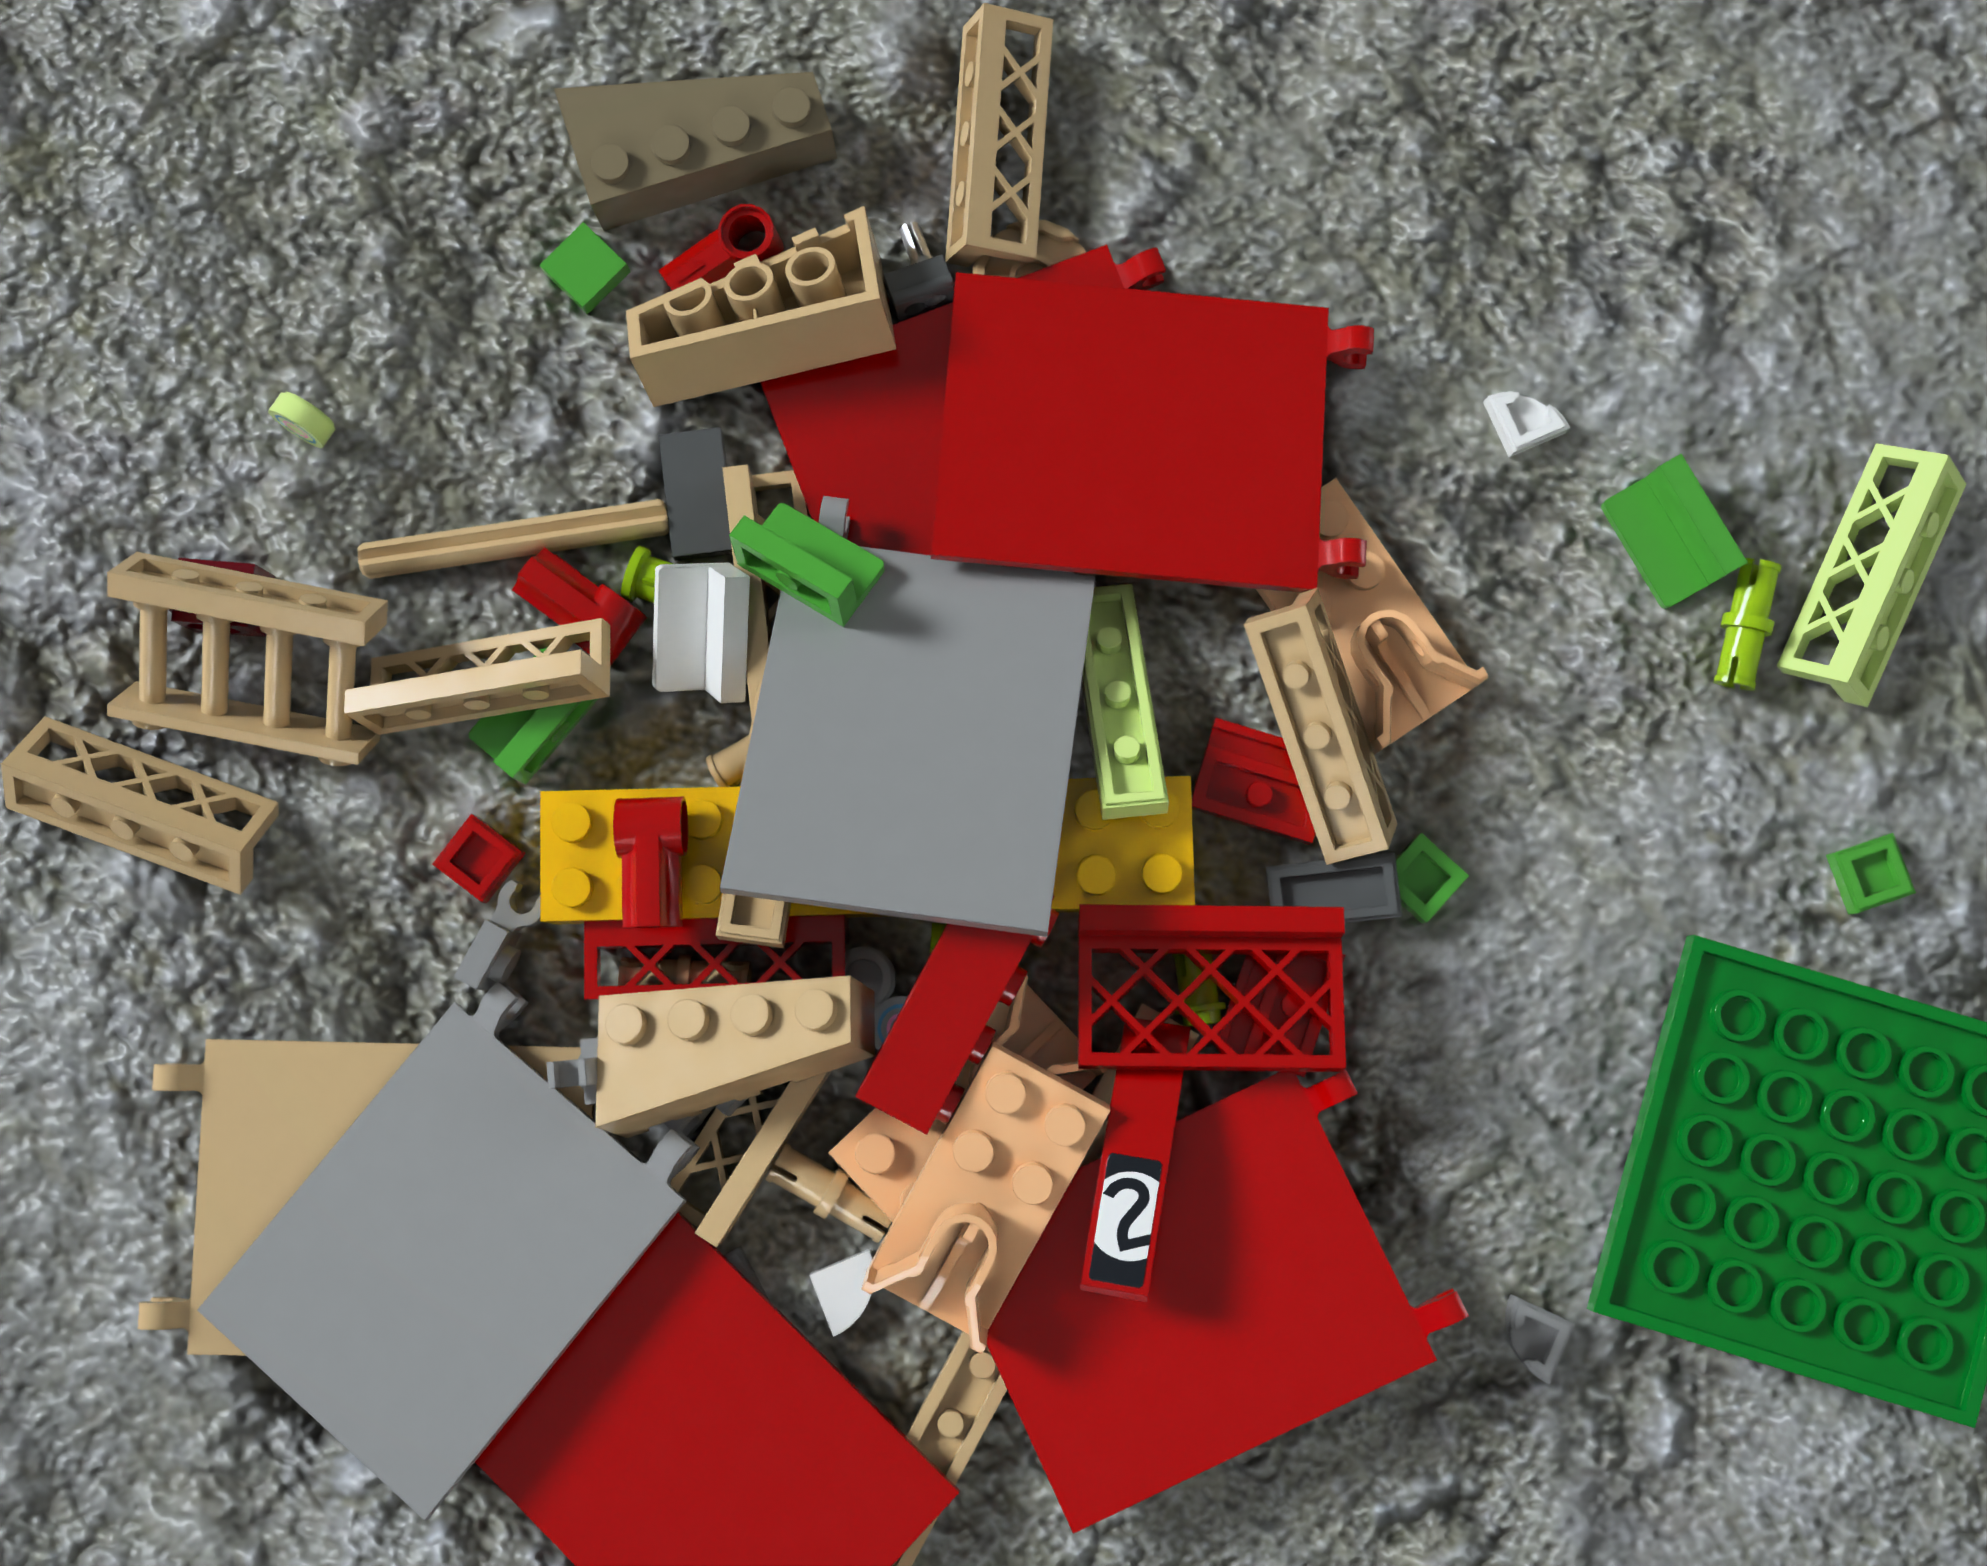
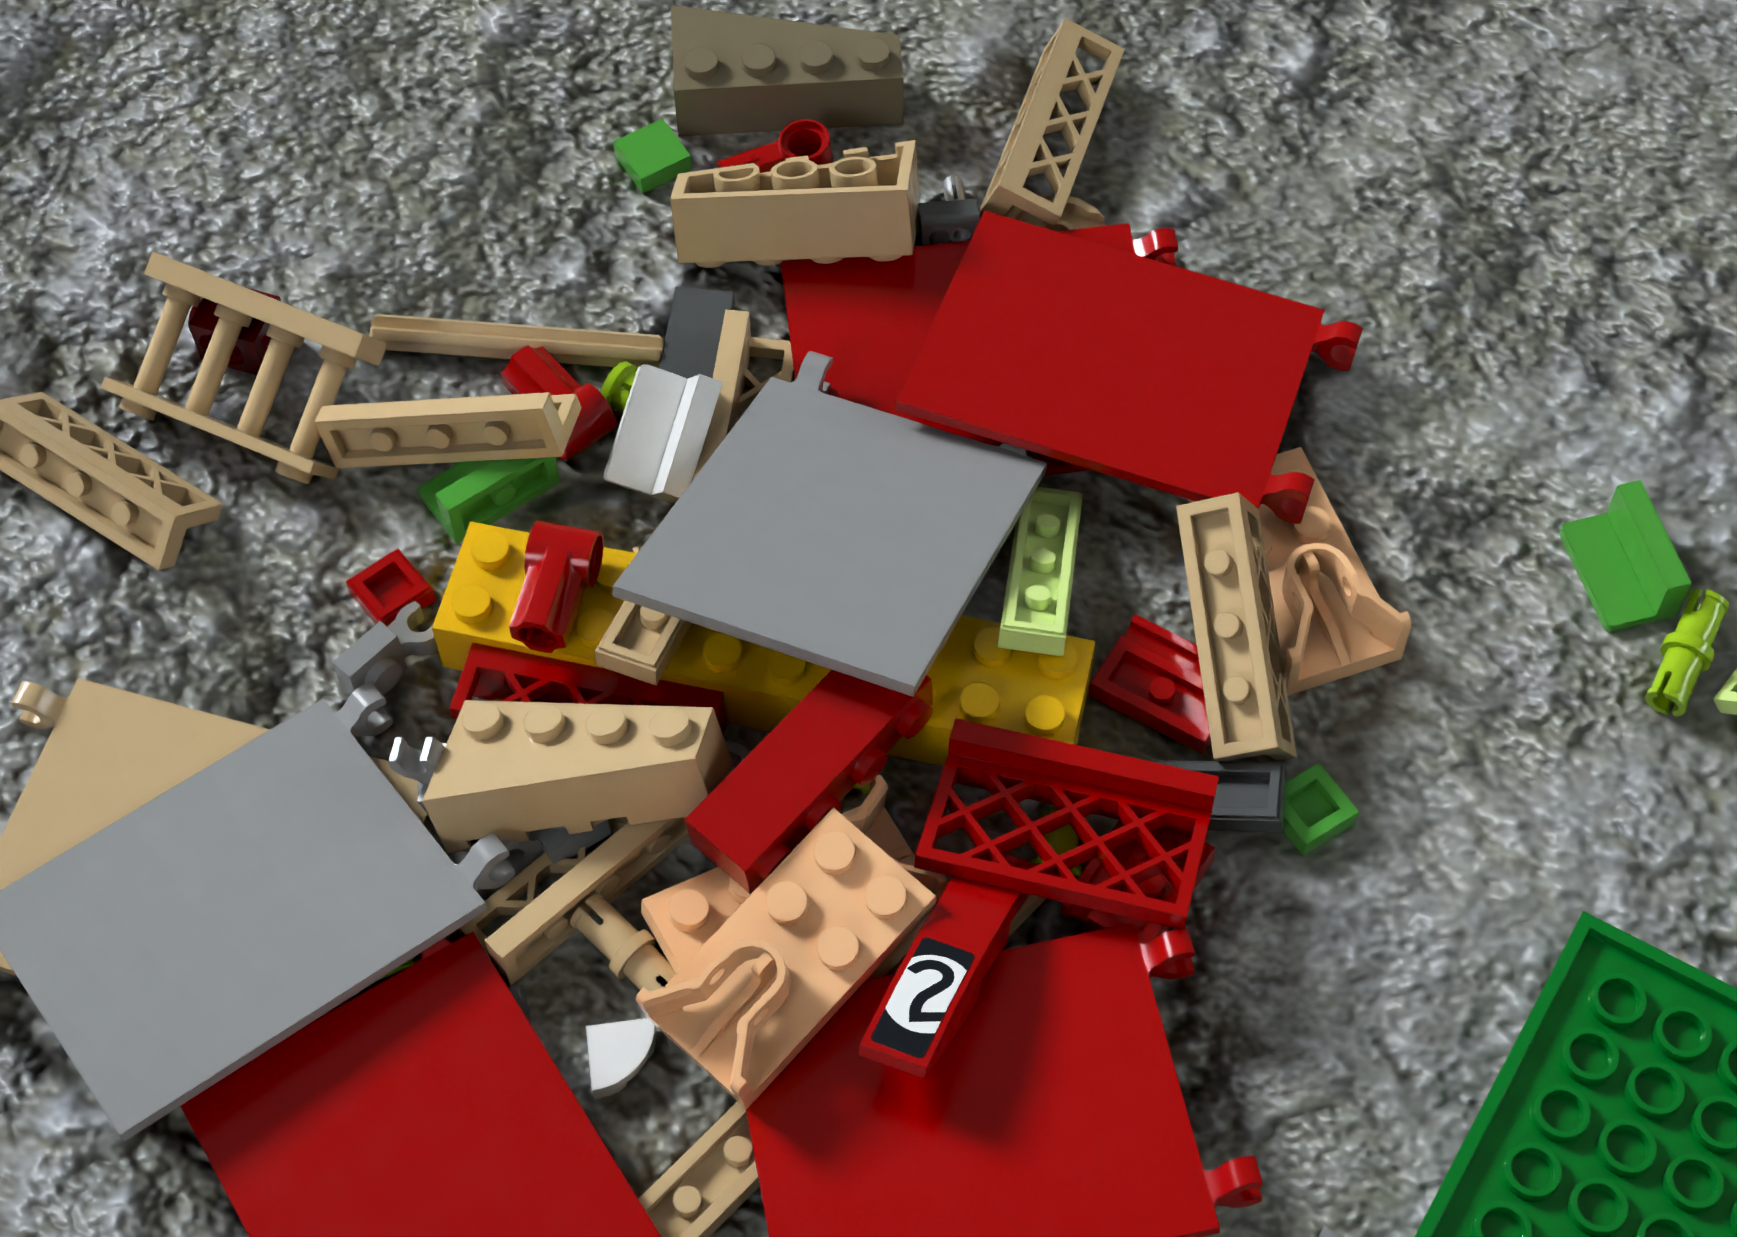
camera: 15 degrees right, 25 degrees down
(302, 419) = (362, 211): yellowish green tile -> none
(807, 561) = (775, 385): bright green panel -> none
(1523, 421) = (1495, 445): white tile -> none

